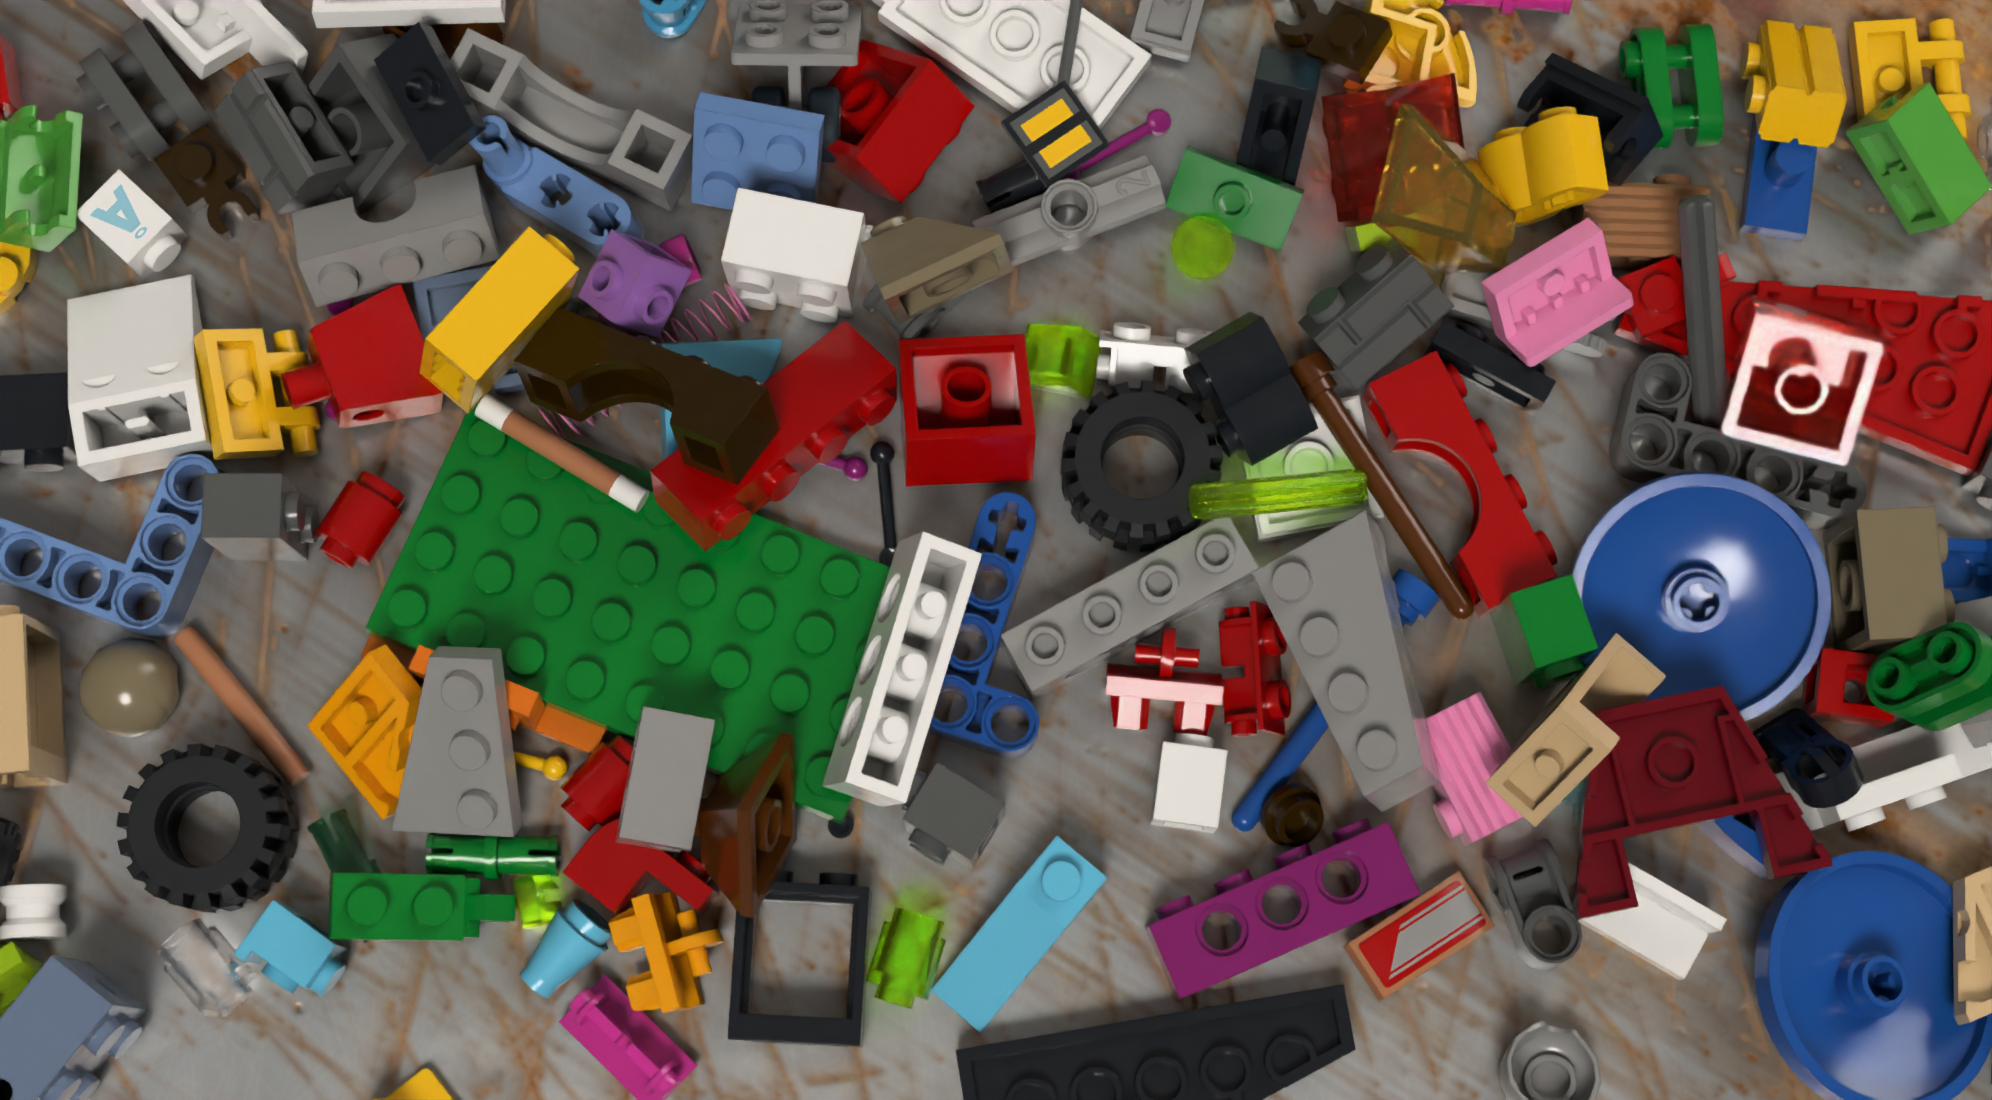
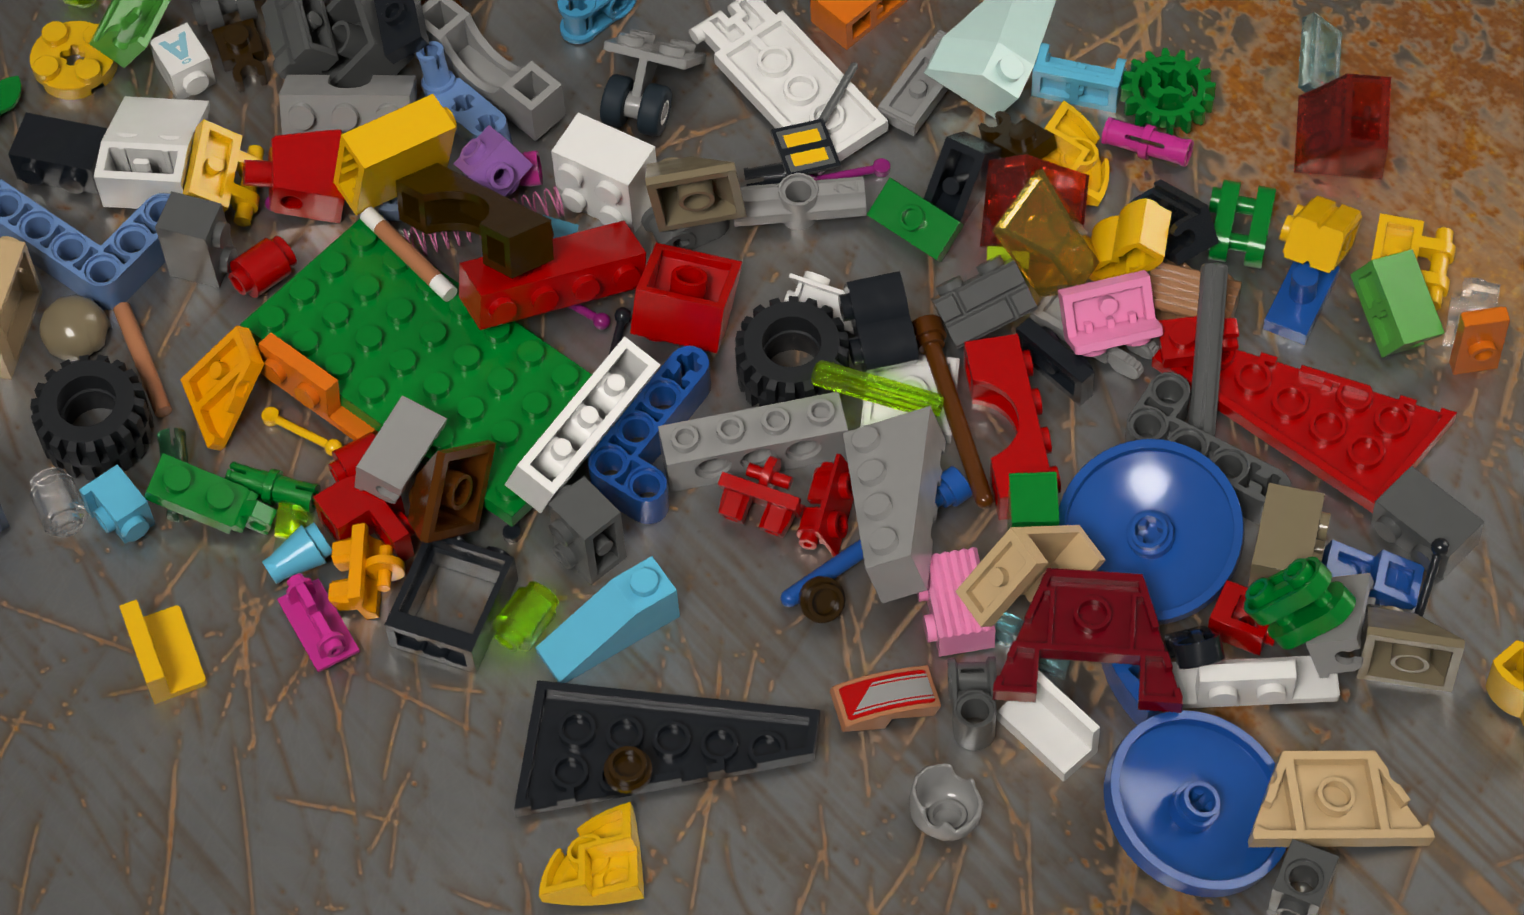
camera: 20 degrees right, 20 degrees down
(461, 750) = (274, 406): light grey wing -> none
(754, 150) = (601, 97): medium blue plate -> none
(894, 119) = (702, 117): red slope -> none
(1062, 359) = (762, 284): clear neon green slope -> none
(1189, 784) = (756, 562): white brick -> none
(1202, 247) = (883, 244): clear neon green plate -> none
(1380, 884) = (778, 673): magenta brick -> none
(1800, 381) = (1262, 407): clear red slope -> none

